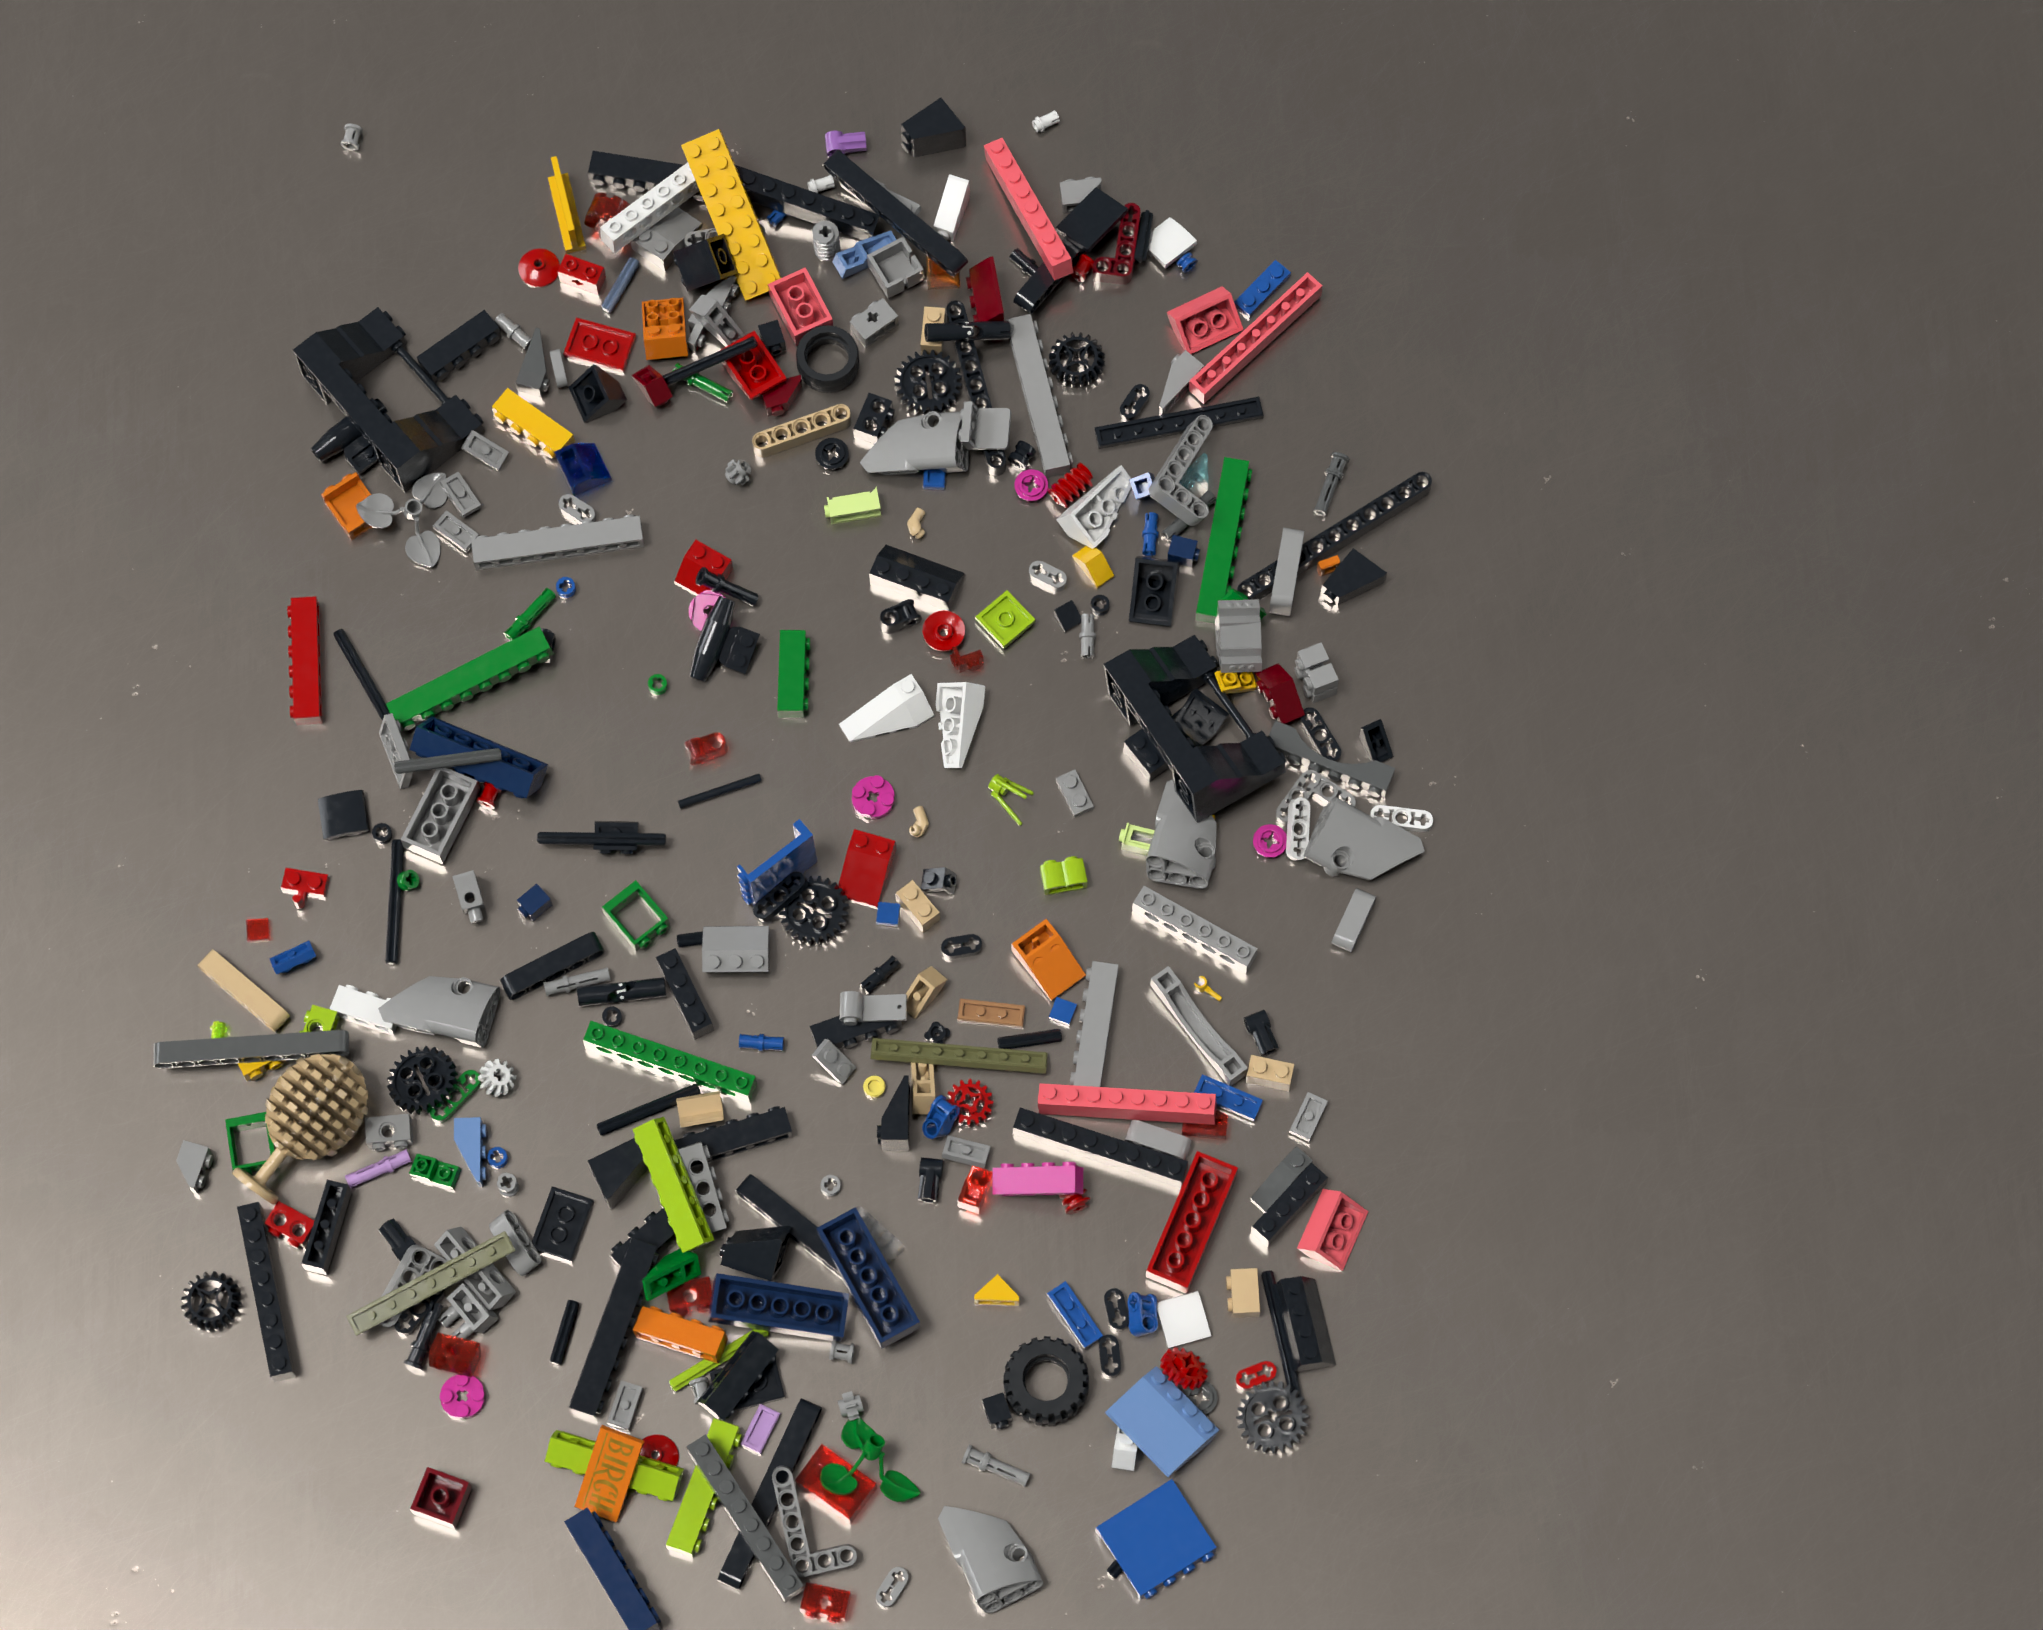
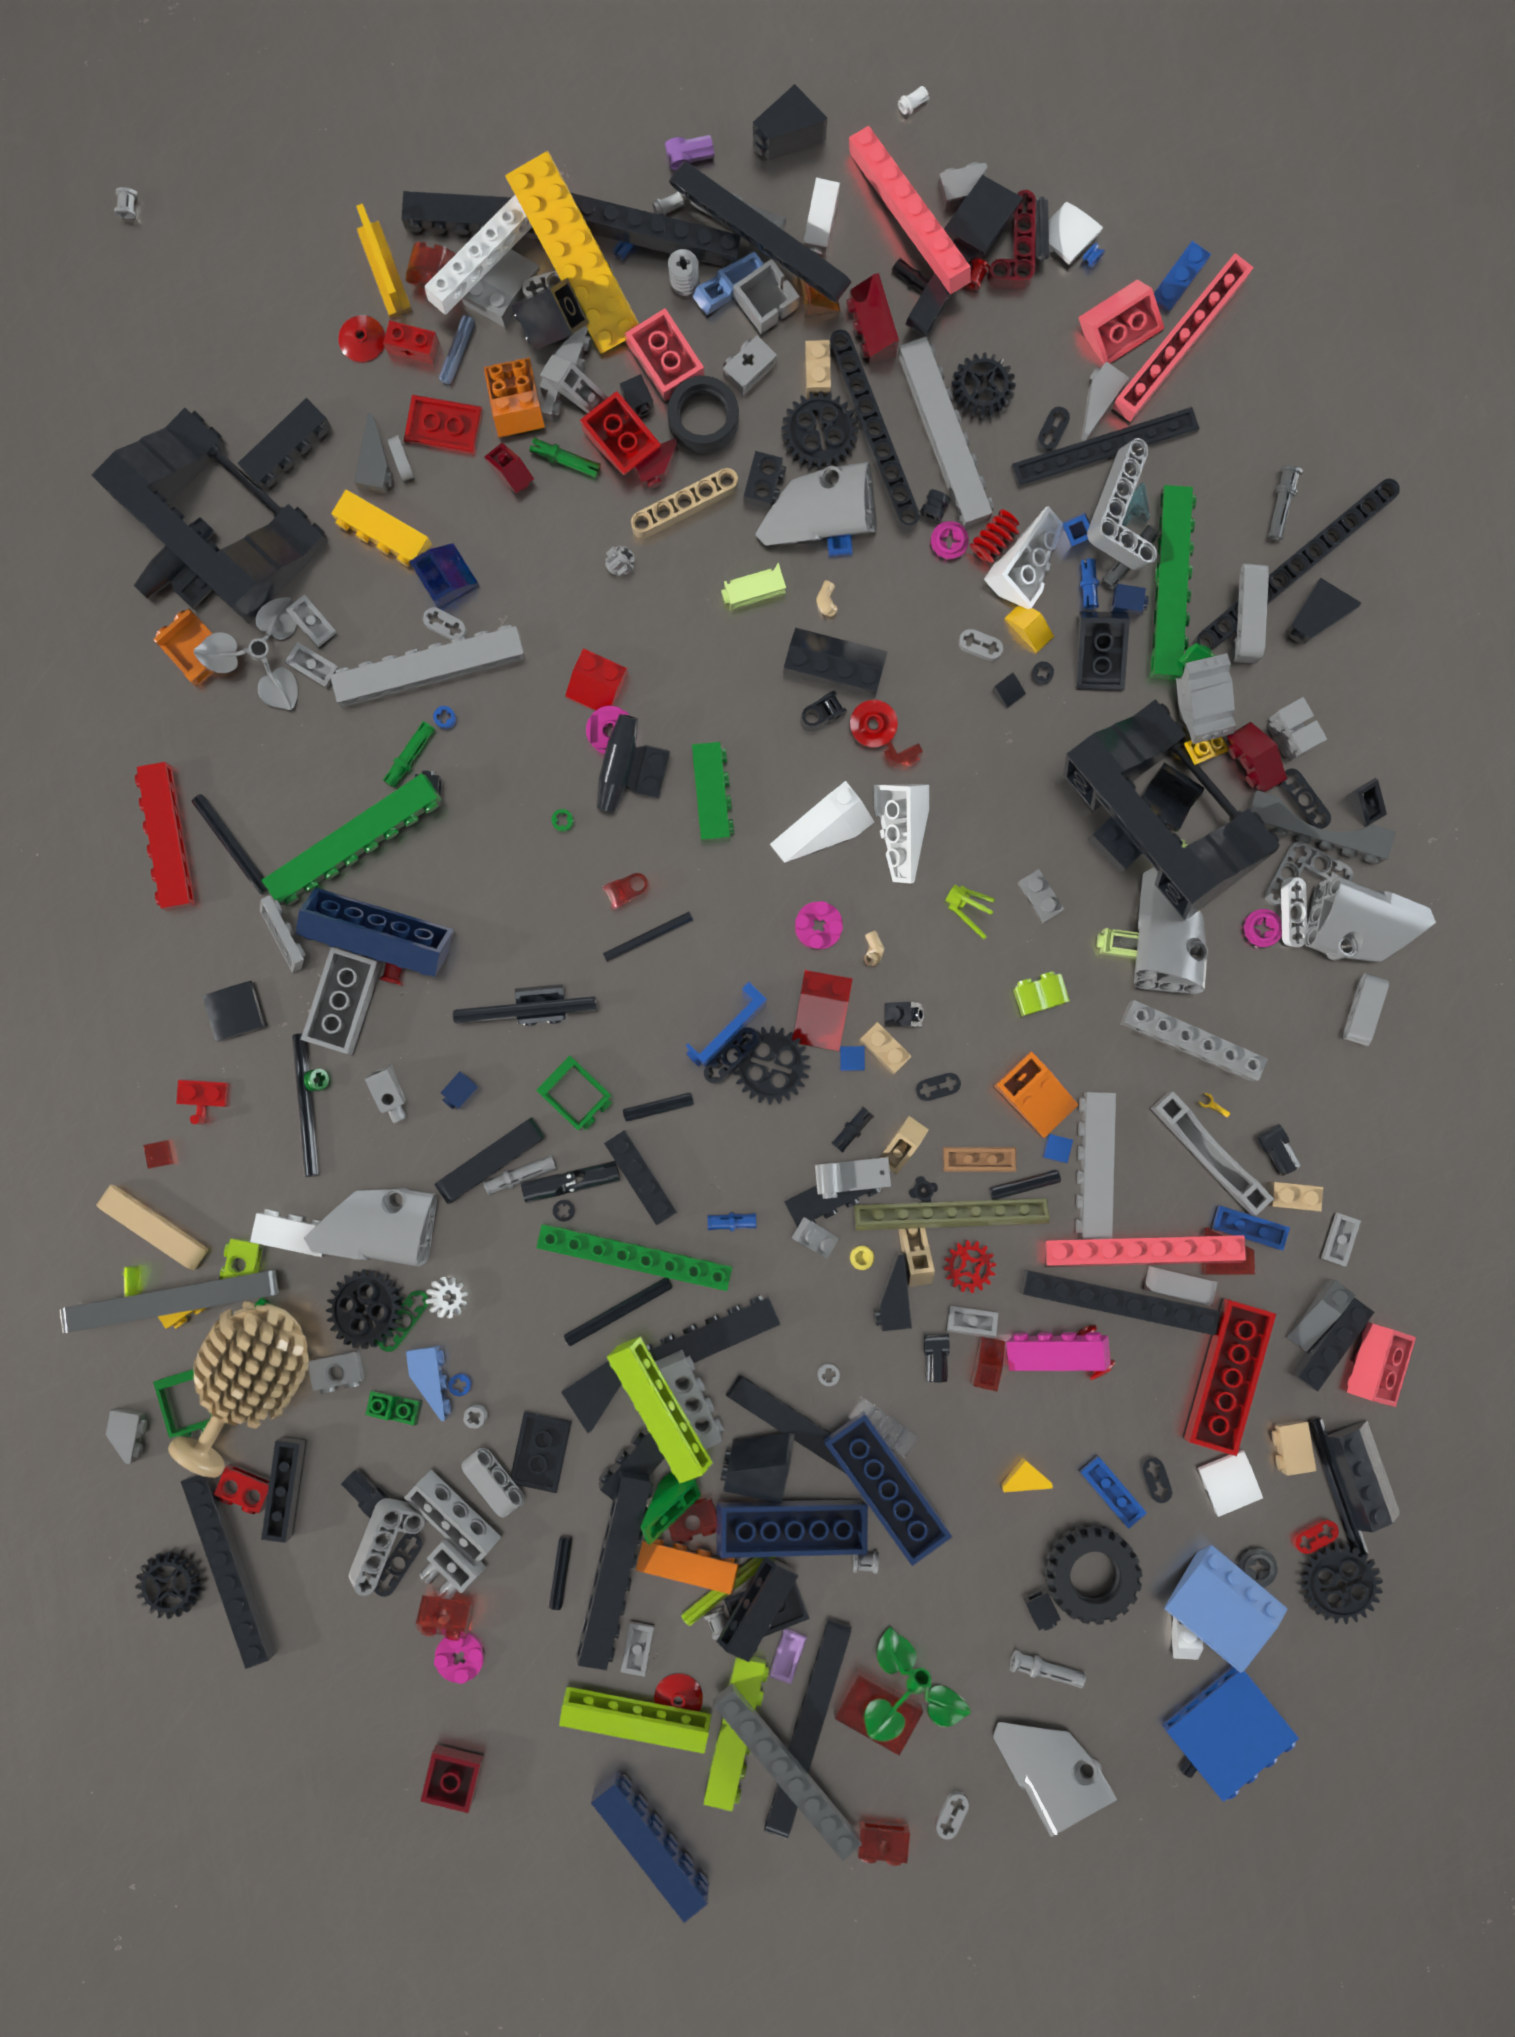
camera: 10 degrees left, 15 degrees up
(298, 955) = (201, 1183): blue plate -> none
(374, 1170) = (339, 1407): lavender pin -> none
(382, 840) = (280, 1035): black bush -> none
(420, 1346) = (405, 1609): black pin -> none
(430, 1283) = (407, 1548): olive tile -> none
(448, 760) = (340, 947): dark grey axle -> none
(484, 450) = (330, 565): light grey plate -> none
(513, 330) = (343, 418): light grey pin -> none
(596, 393) = (447, 484): black slope -> none
(609, 1473) = (632, 1735): orange tile -> none
(700, 1109) = (675, 1308): tan panel -> none
(710, 360) = (572, 433): black axle -> none
(718, 583) = (616, 698): black pin -> none
(735, 949) = (690, 1122): light grey slope -> none
(799, 1531) = (843, 1774): light grey beam -> none
(828, 445) = (715, 518): black gear -> none
(850, 1405) = (882, 1623): light grey gear -> none
(940, 1118) = (941, 1291): blue piece -> none
(952, 331) = (846, 368): black piece -> none
(984, 427) = (893, 480): light grey bracket -> none
(1005, 619) = (940, 702): lime plate -> none
(1087, 636) = (1034, 711): light grey pin -> none
(1115, 1356) = (1161, 1531): black beam -> none
(1142, 1314) = (1188, 1486): blue piece -> none
(1183, 1368) = (1240, 1542): red gear -> none
(1328, 565) = (1293, 600): orange tile -> none
(1408, 812) = (1421, 879): white beam -> none

